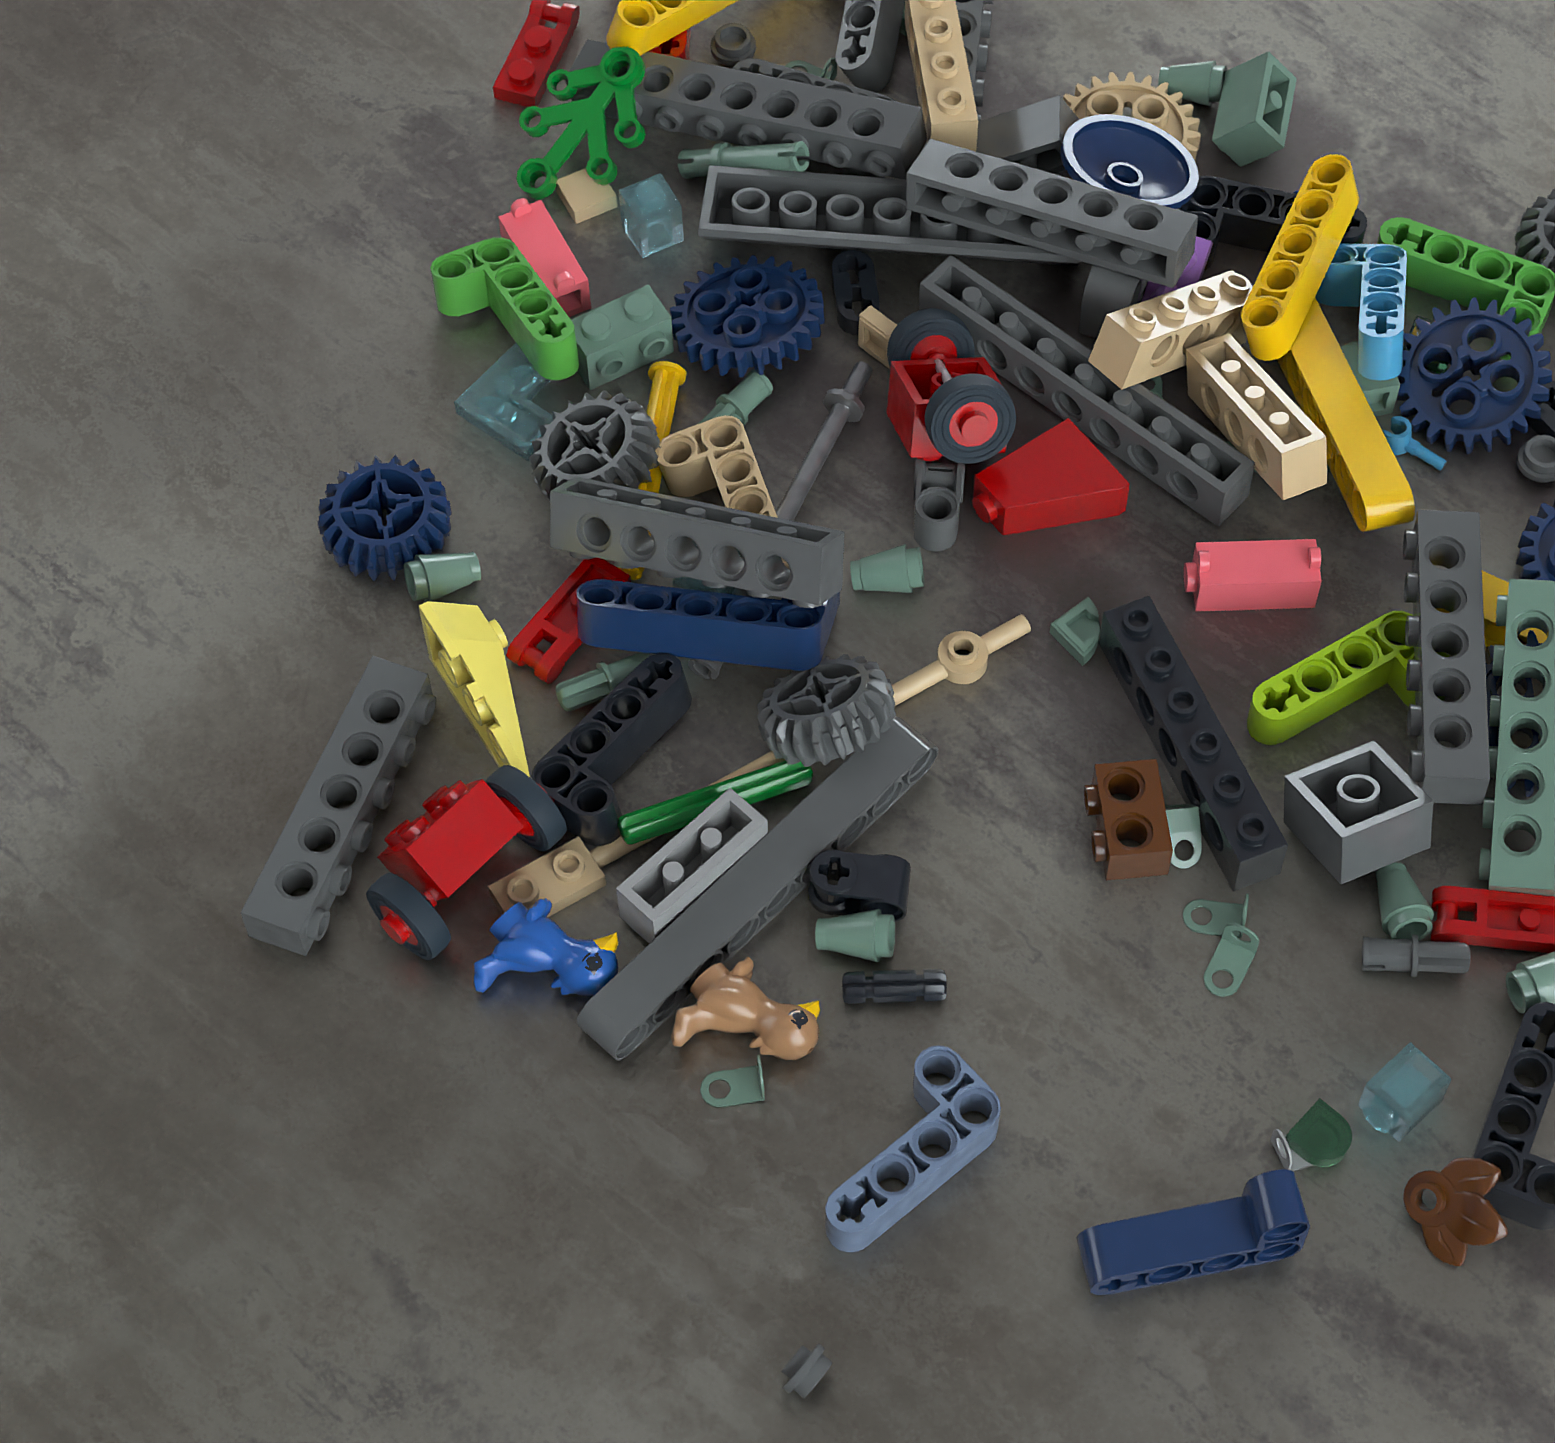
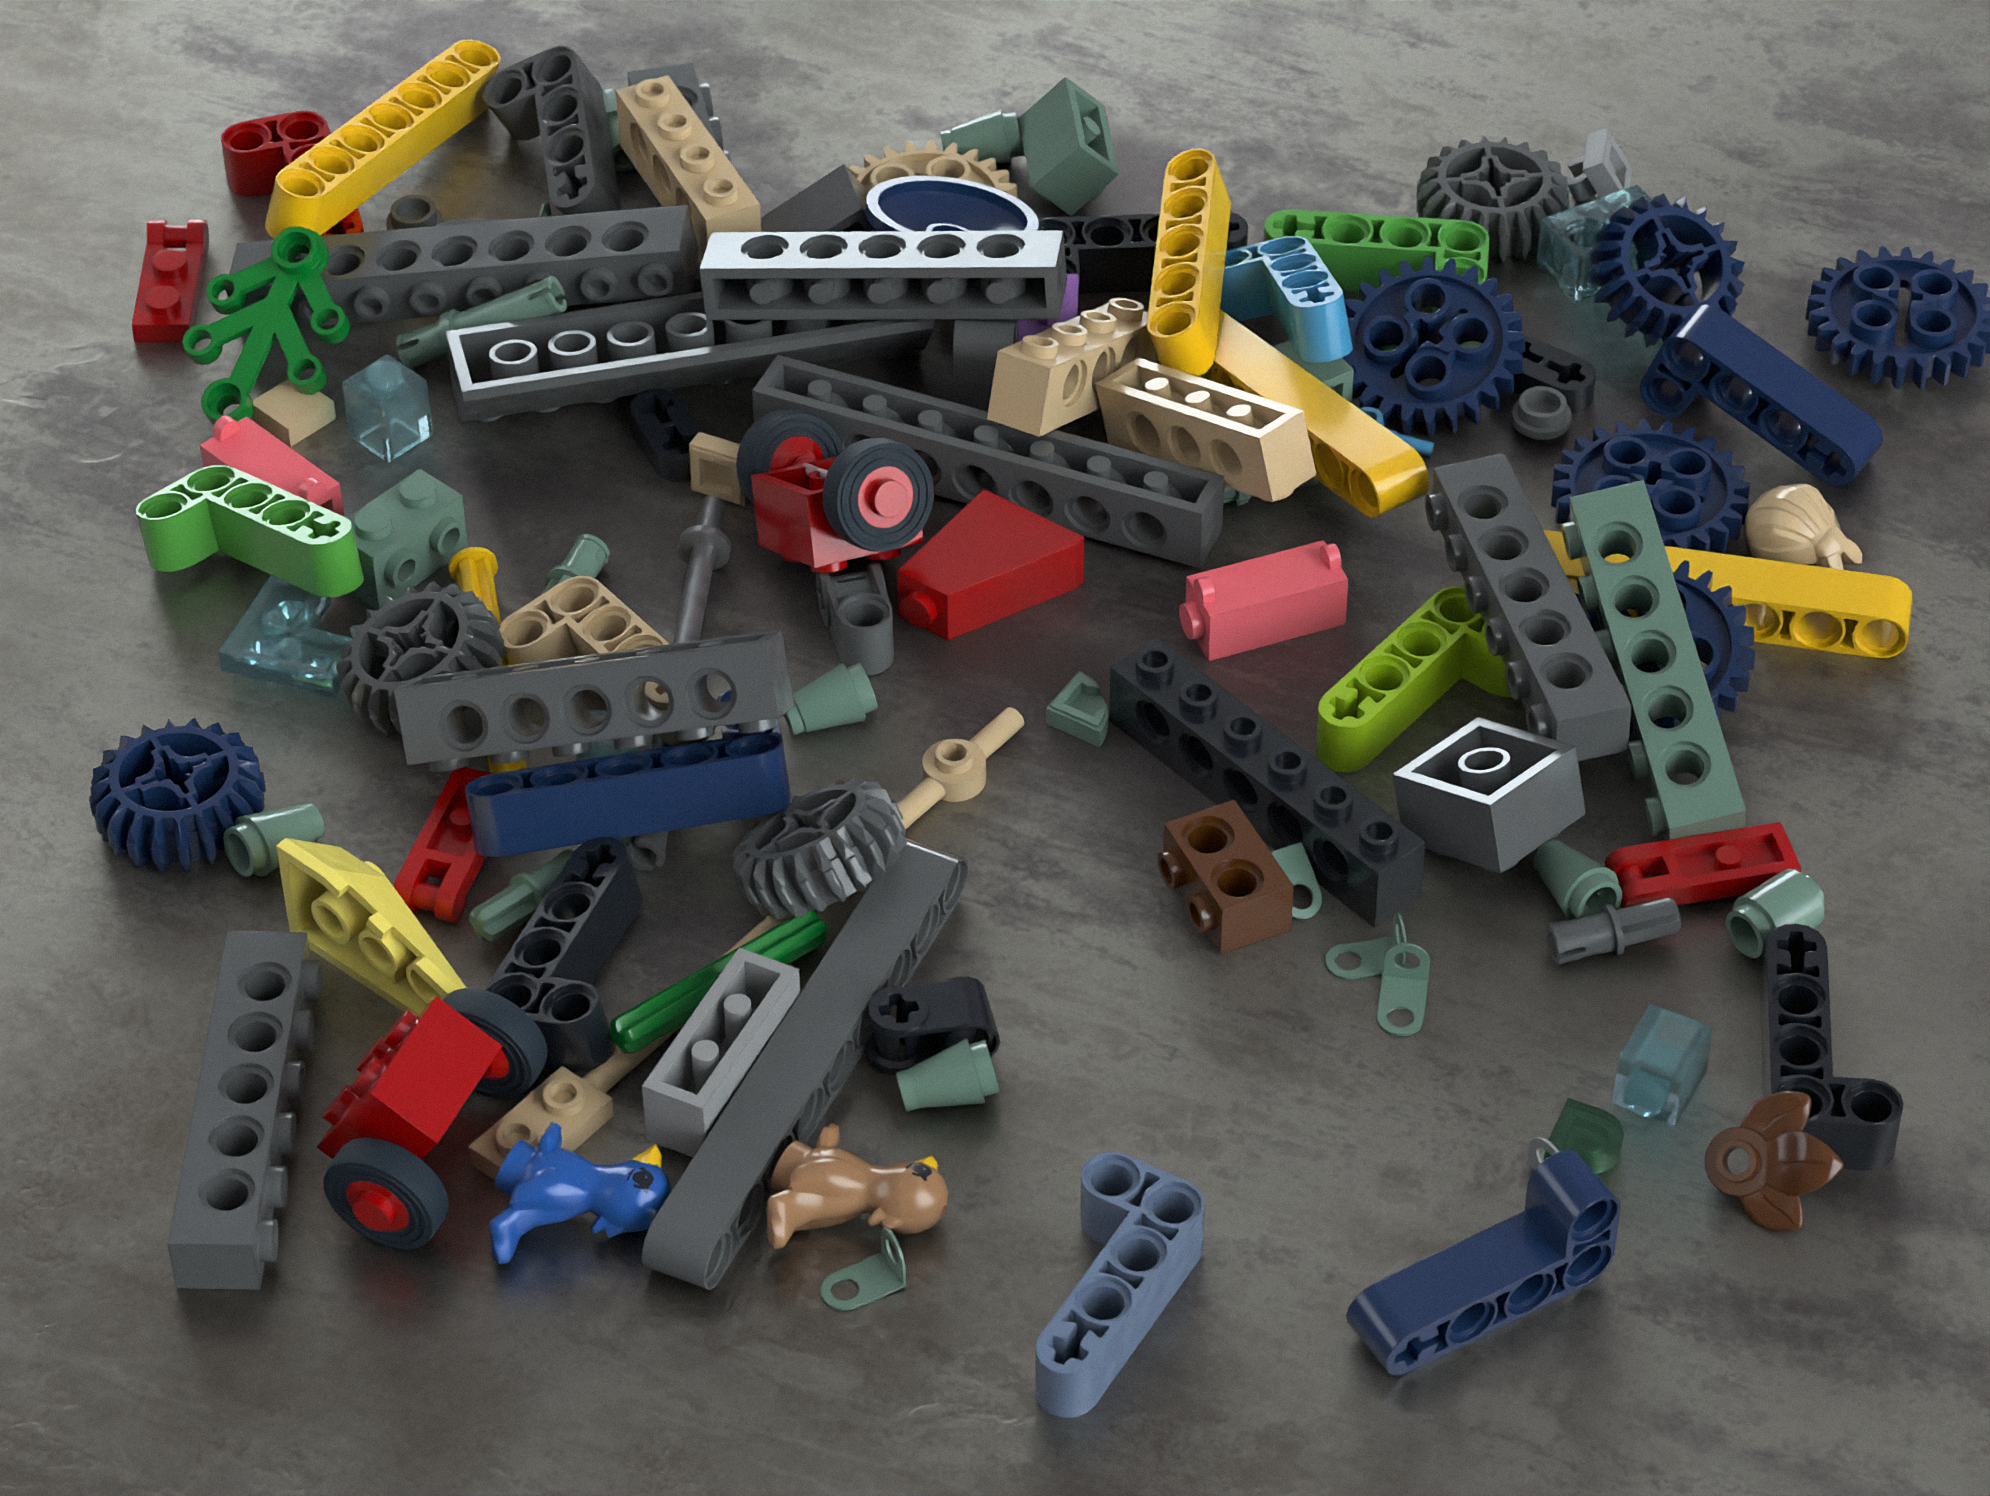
camera: 20 degrees left, 15 degrees down
(747, 315) = (550, 482): dark blue gear -> none
(894, 986) = (1015, 1122): black axle -> none

